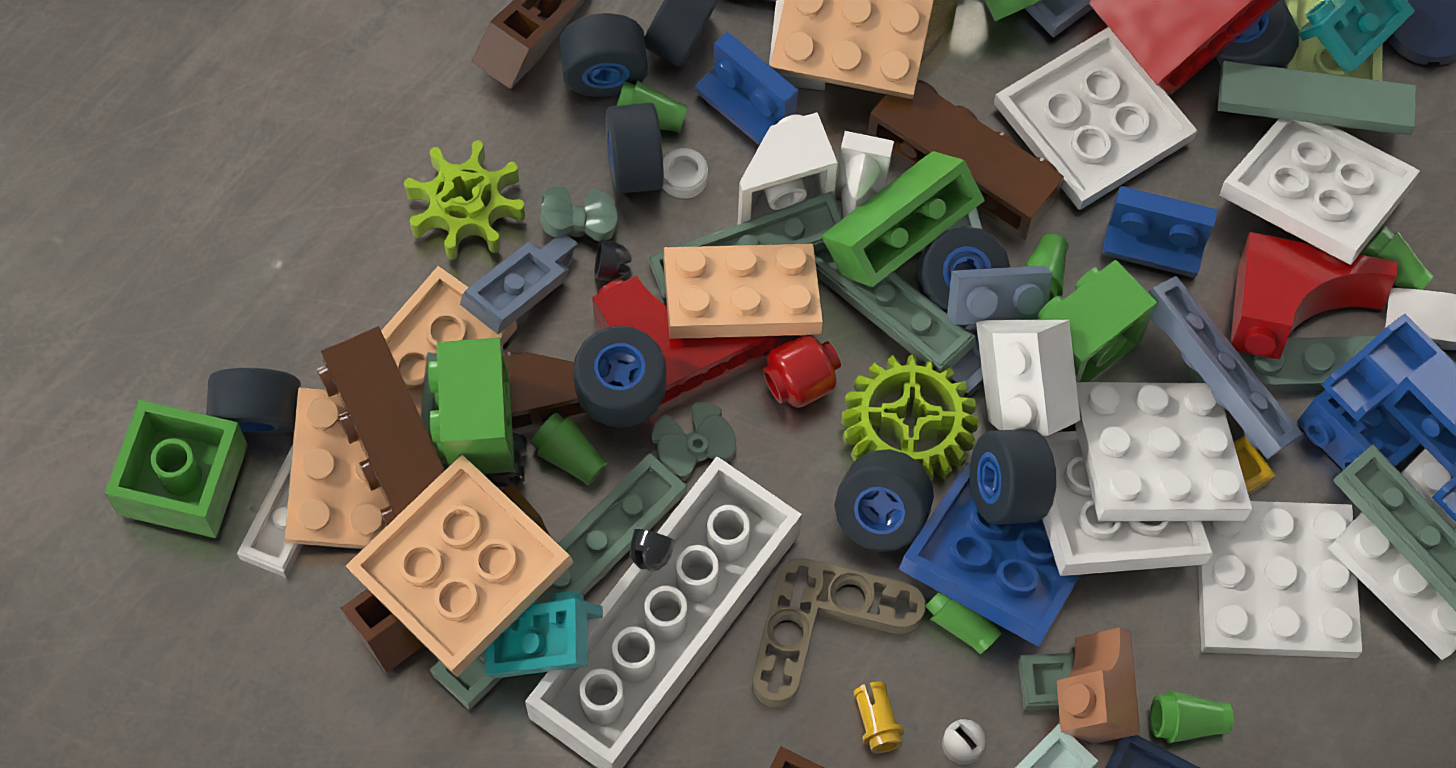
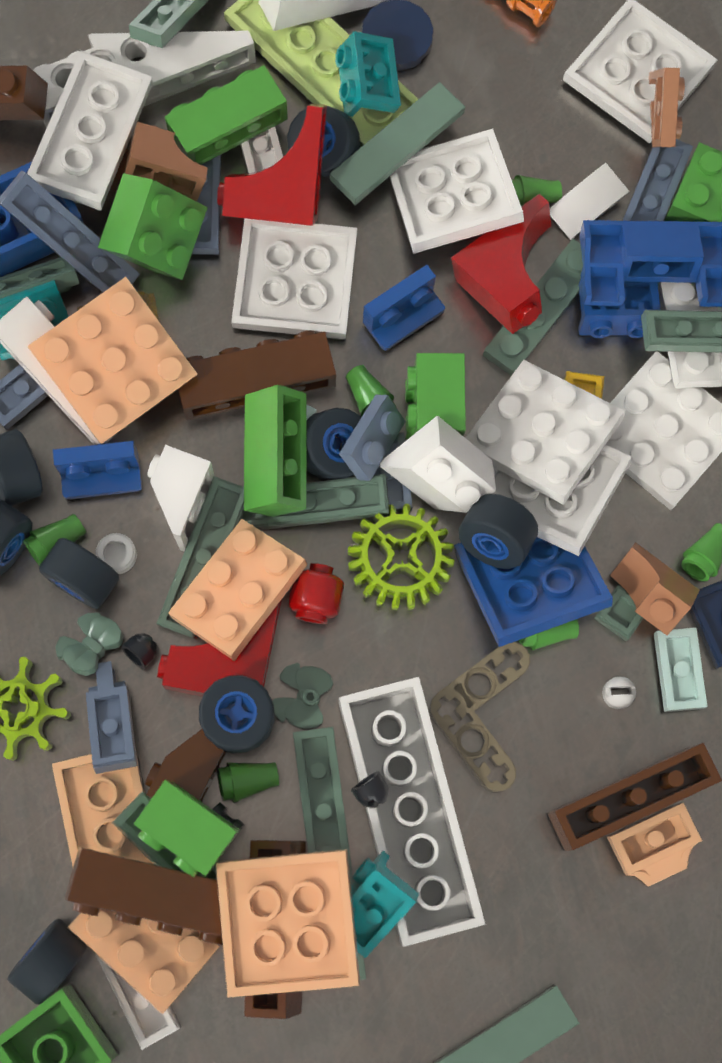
camera: 55 degrees left, 10 degrees up
(861, 169) = (222, 447): white tile -> none
(876, 518) = (444, 616): black wheel -> none
(878, 719) = (571, 733): yellow pin -> none
(1222, 368) = (524, 349): sand blue plate -> none

